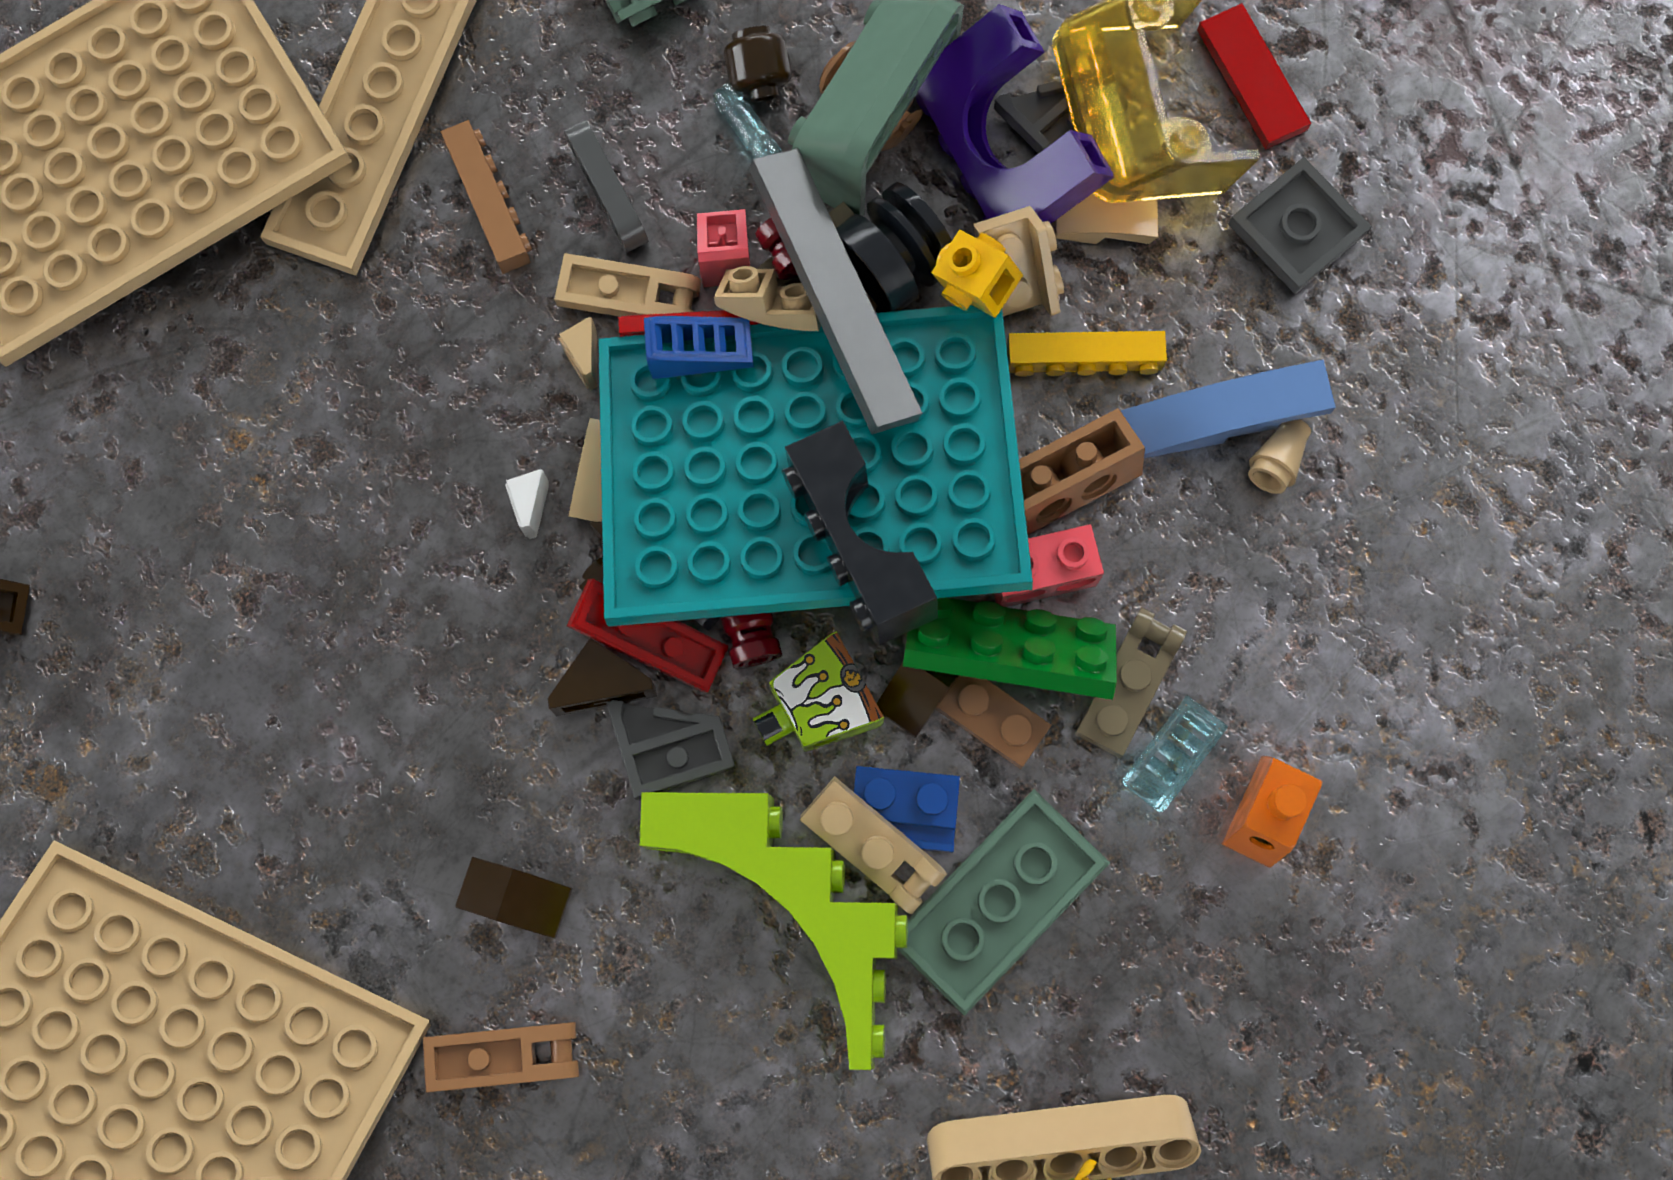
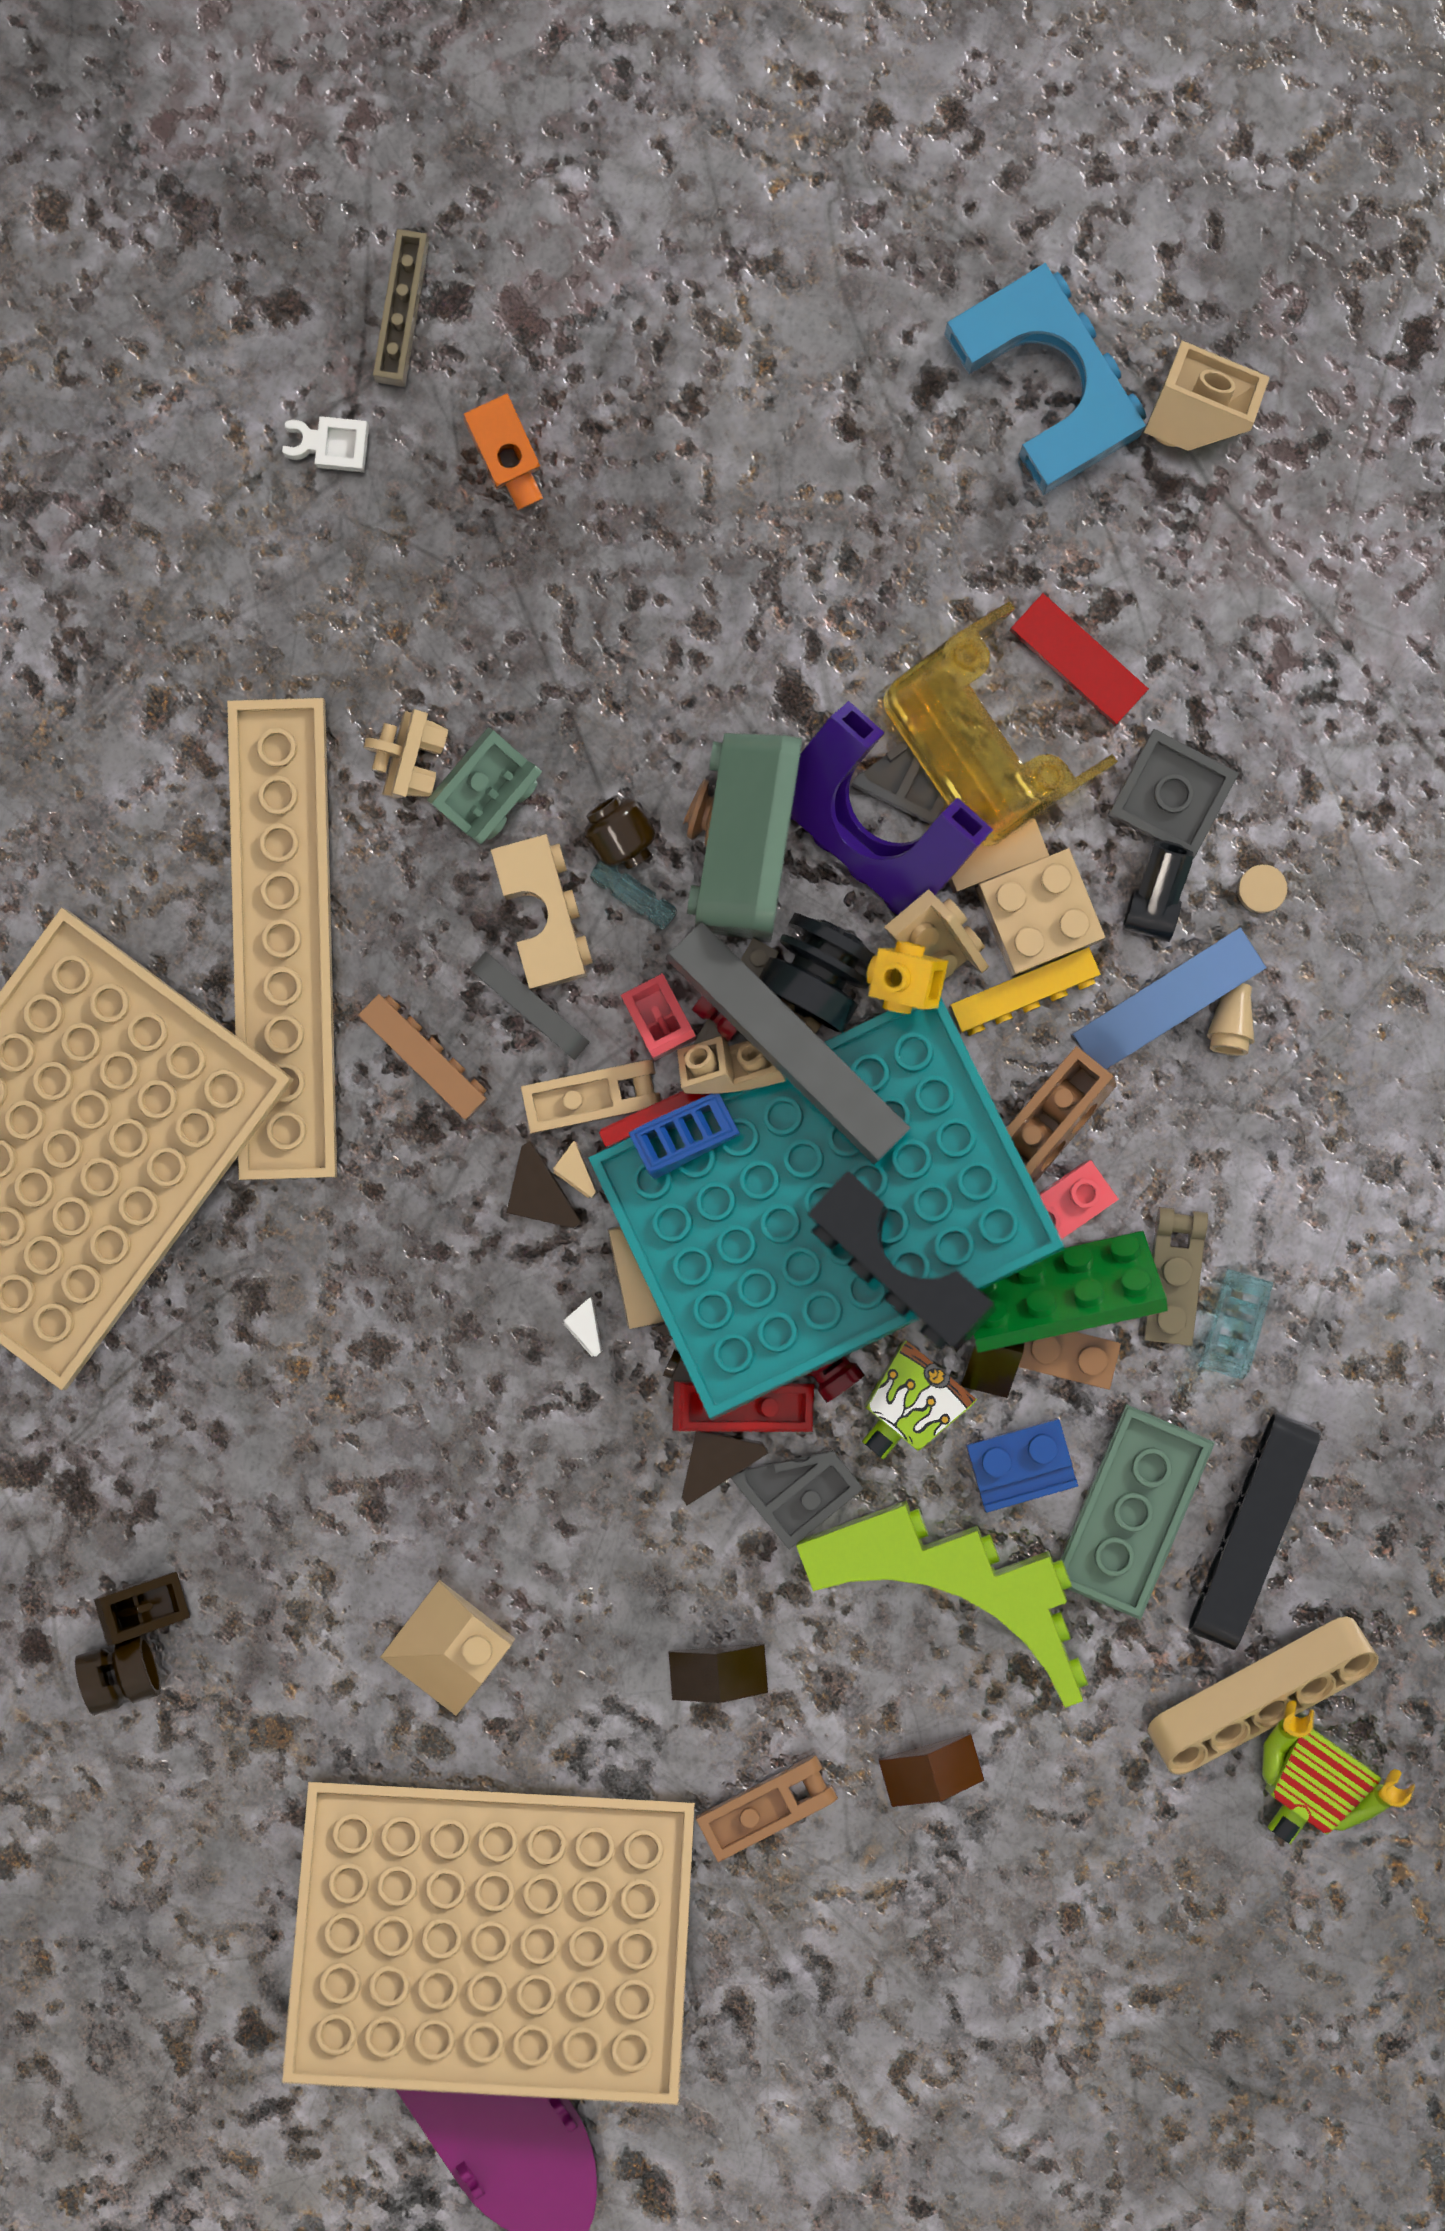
camera: 15 degrees left, 10 degrees up
(256, 765) = (448, 1648): none -> tan slope
(536, 358) = (537, 1192): none -> dark brown slope
(648, 146) = (533, 870): none -> tan arch
(687, 1088) = (931, 1771): none -> reddish brown slope
(871, 844) = (1007, 1509): tan plate -> none
(1116, 970) = (1254, 1531): none -> black beam
(1130, 278) = (1040, 912): none -> tan brick
(1247, 314) = (1157, 902): none -> black piece
(1273, 810) = (1337, 1343): orange torso -> none
(1354, 346) = (1262, 889): none -> tan tile

